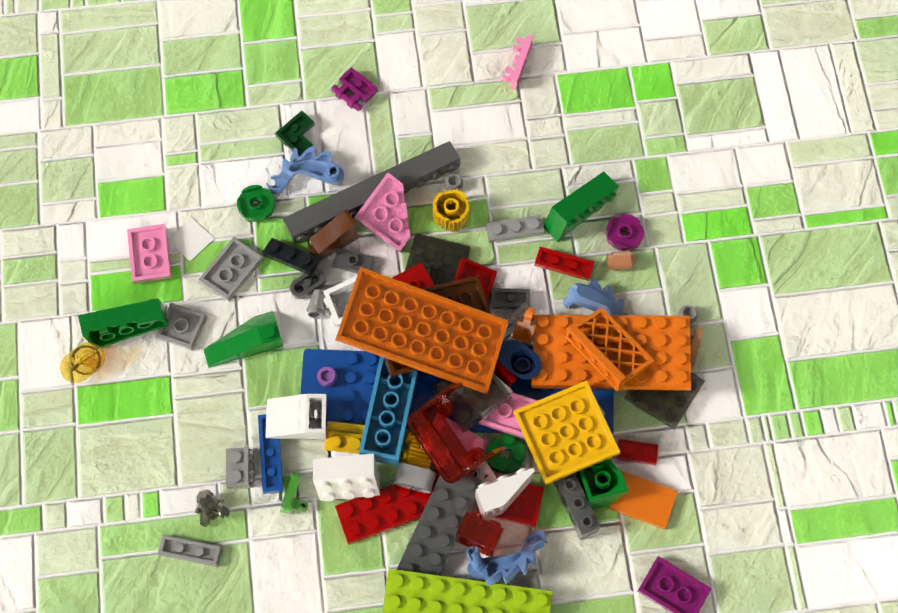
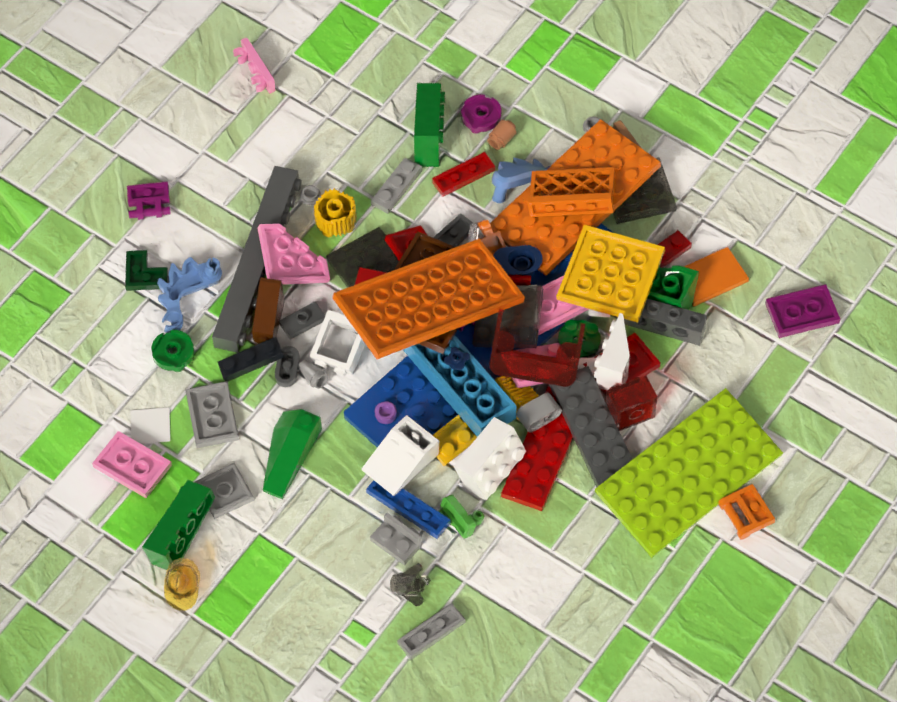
camera: 45 degrees left, 10 degrees down
(401, 393) = (457, 364): none -> dark blue plate
(506, 566) = (669, 413): medium blue animal -> none

